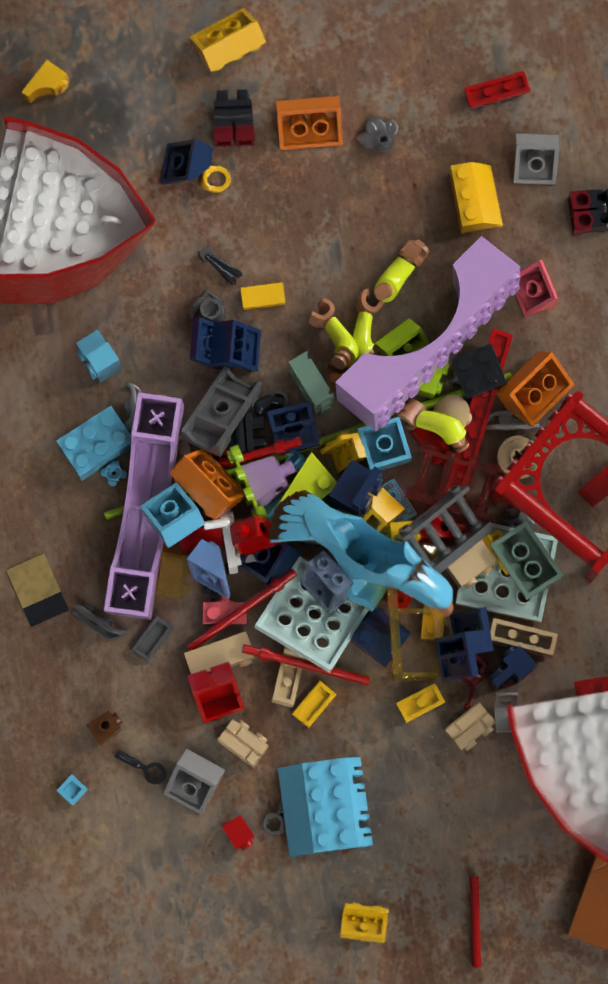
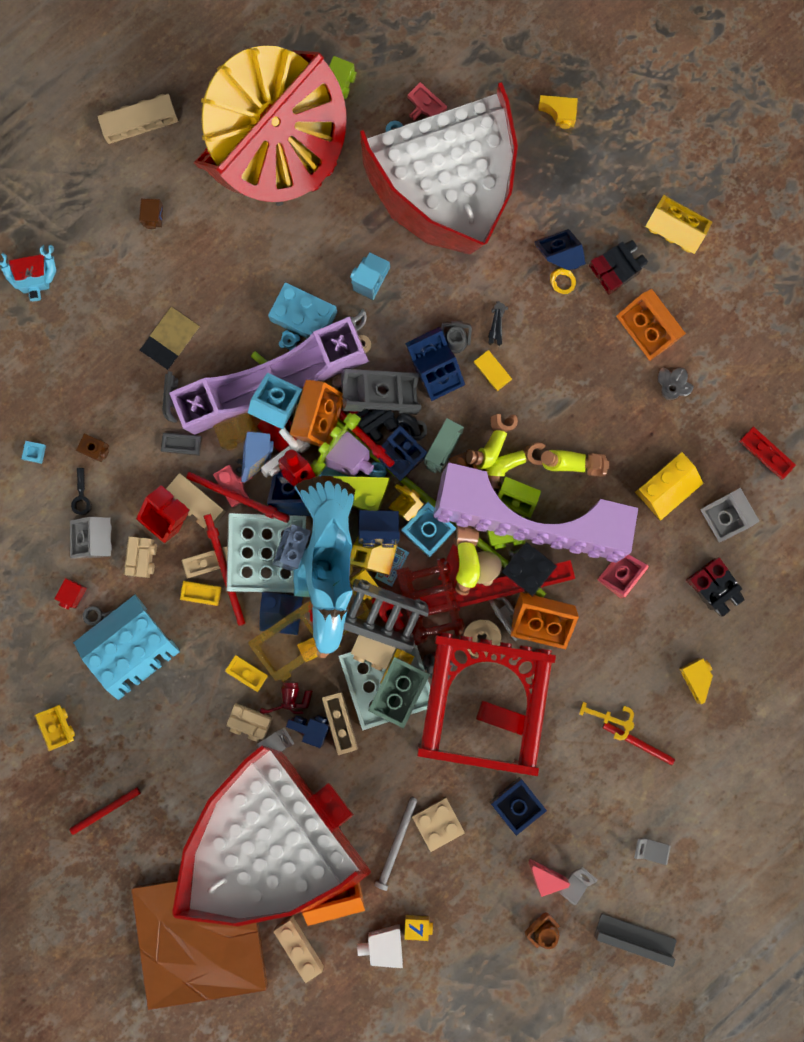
camera: 65 degrees right, 5 degrees up
(458, 651) = (308, 682): dark blue bracket -> none

